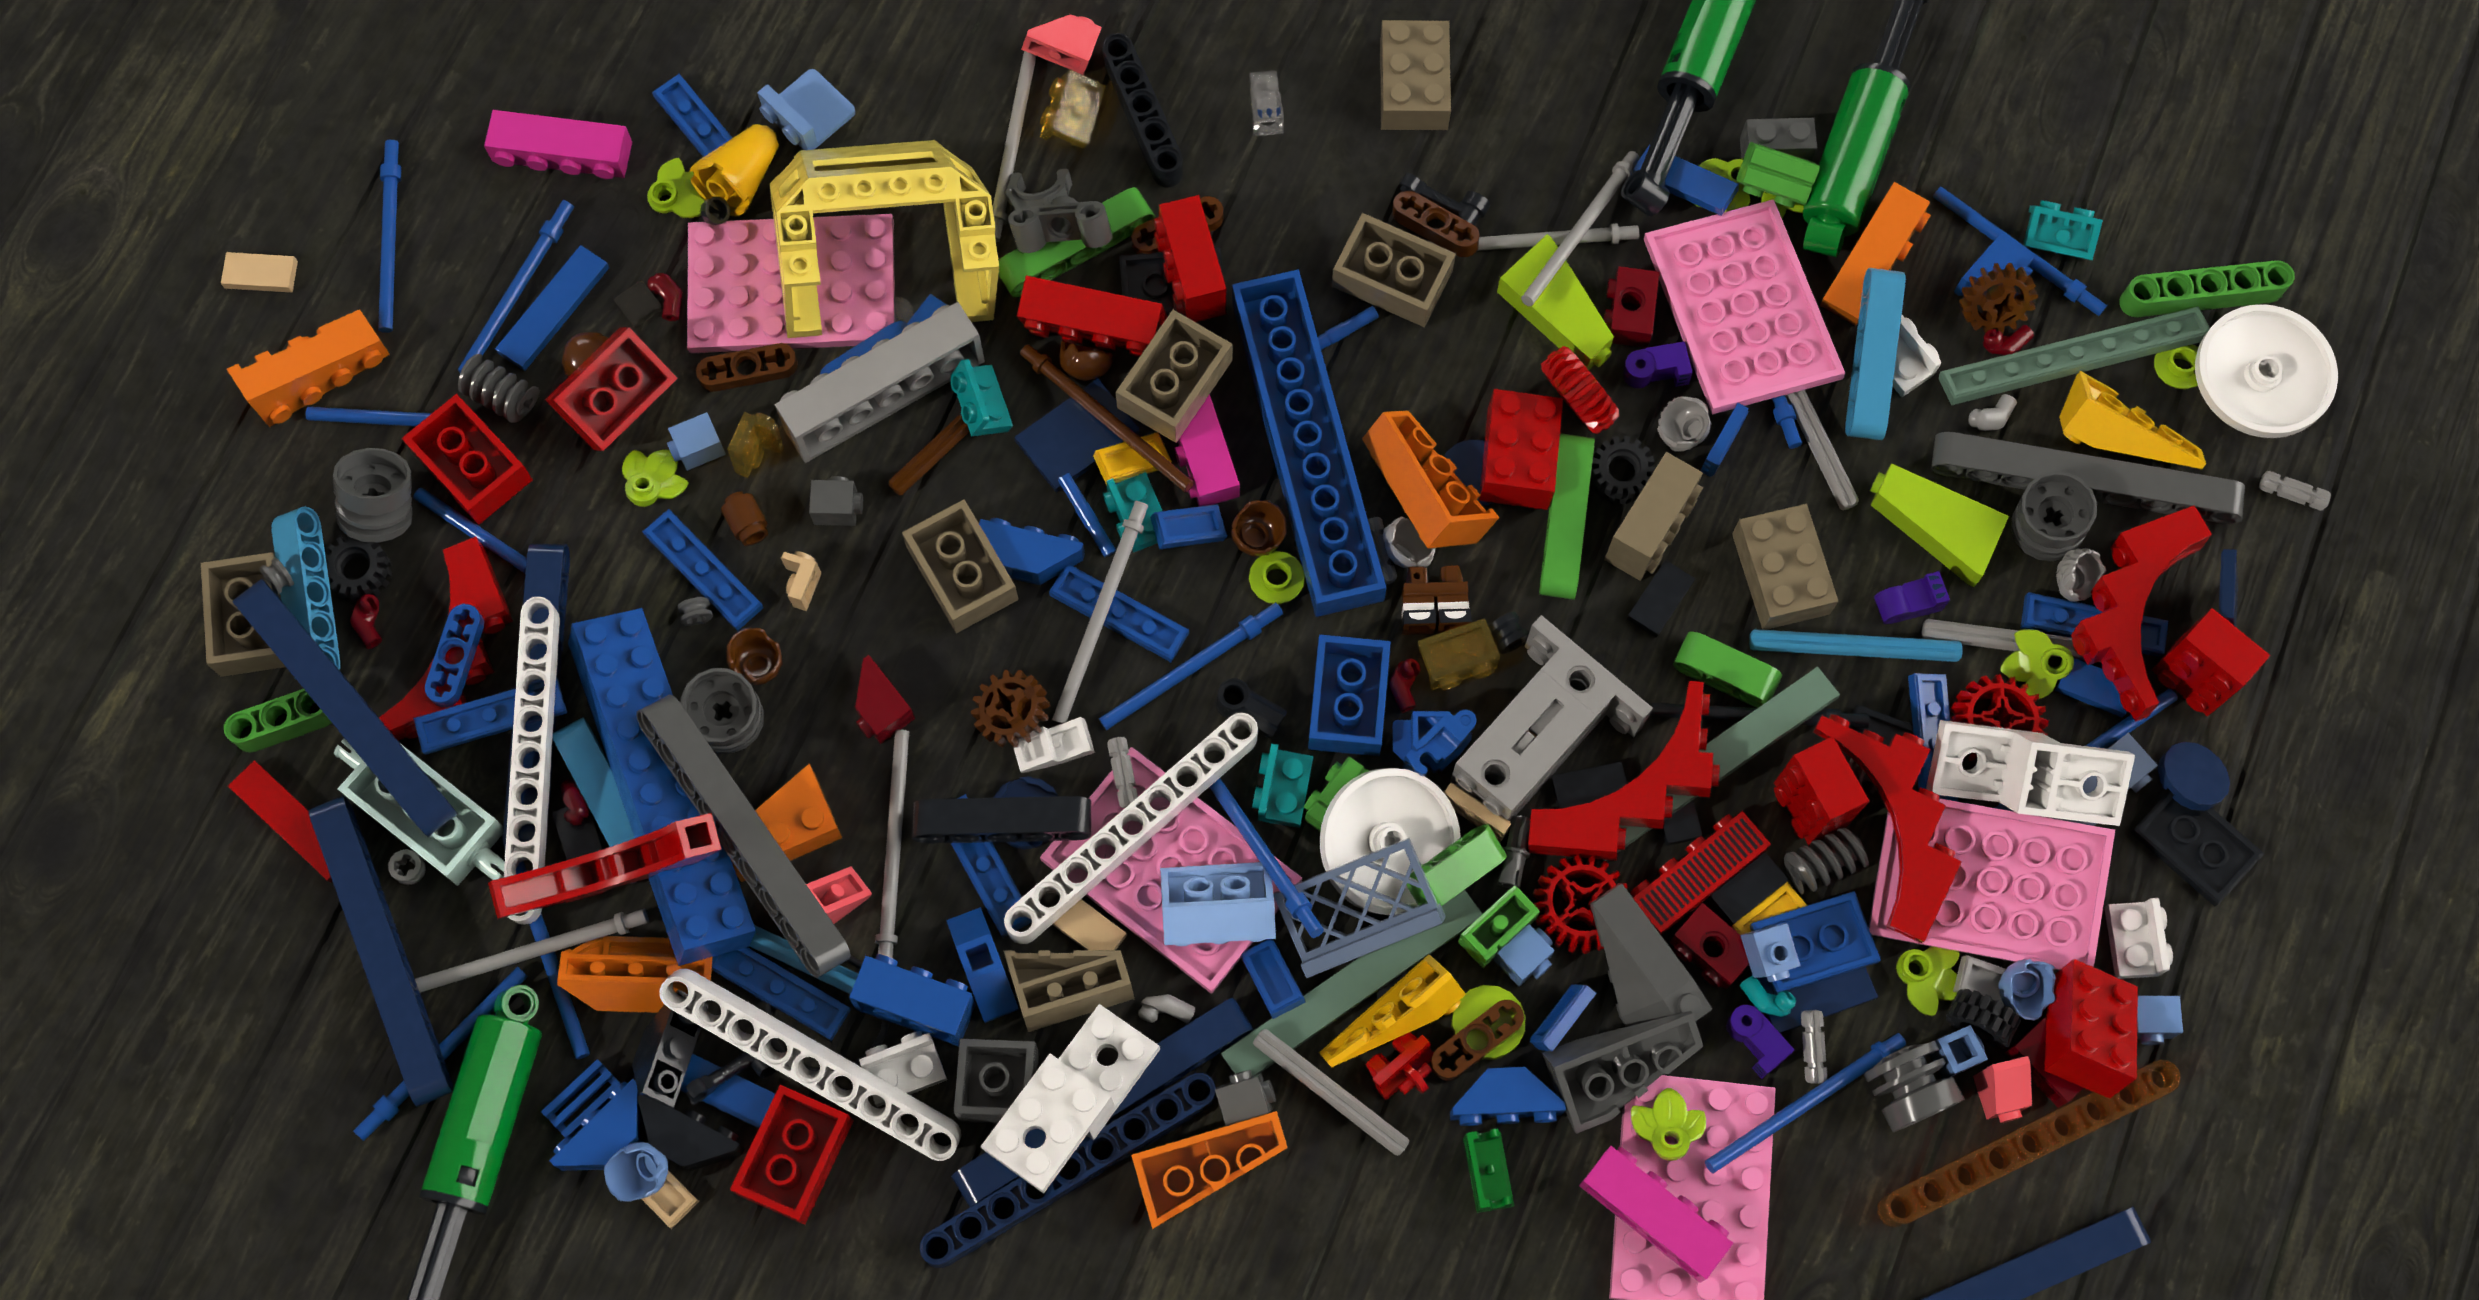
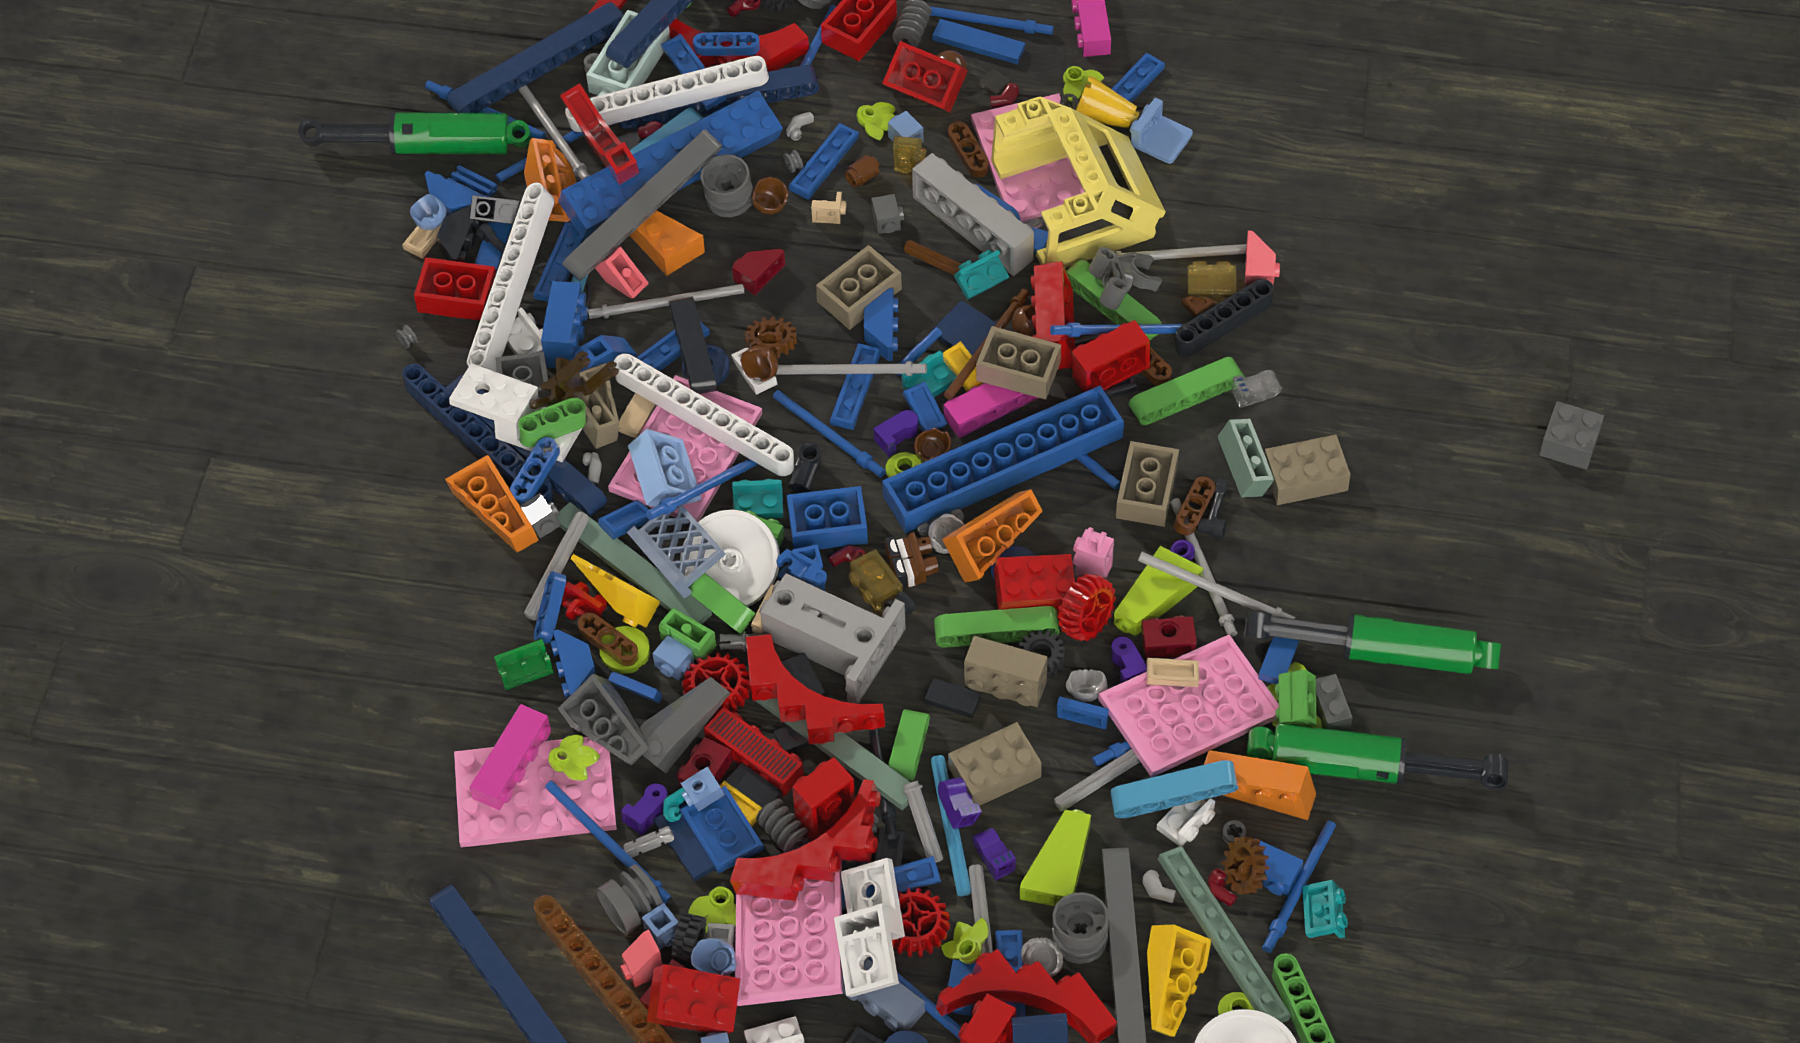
camera: 80 degrees right, 15 degrees down
(623, 590) = (793, 130): none -> light grey arm
(852, 1249) = (406, 336): none -> dark grey bush
(1053, 1008) = (567, 381): none -> dark brown piece
(1061, 727) = (759, 362): none -> reddish brown hair
(1106, 140) = (1196, 305): none -> reddish brown tile
(1110, 1027) = (552, 421): none -> bright green beam
(1122, 771) = (744, 402): light grey axle -> none
(1149, 284) = (1076, 329): none -> blue bar
(1204, 1101) = (549, 457): none -> blue beam
(1215, 575) = (895, 431): none -> dark purple leg
(1248, 187) = (1184, 391): none -> bright green beam
(1383, 140) = (1245, 458): none -> sand green brick
(1437, 1127) = (550, 607): none -> blue beam
(1498, 361) = (1093, 554): none -> bright pink brick
(1503, 248) = (1182, 545): none -> dark purple plate
(1699, 311) = (1172, 672): none -> tan tile
(1828, 672) = (923, 820): none -> light grey axle
(1841, 623) = (958, 803): none -> dark purple leg
(1937, 298) = (1237, 826): none -> dark grey bush

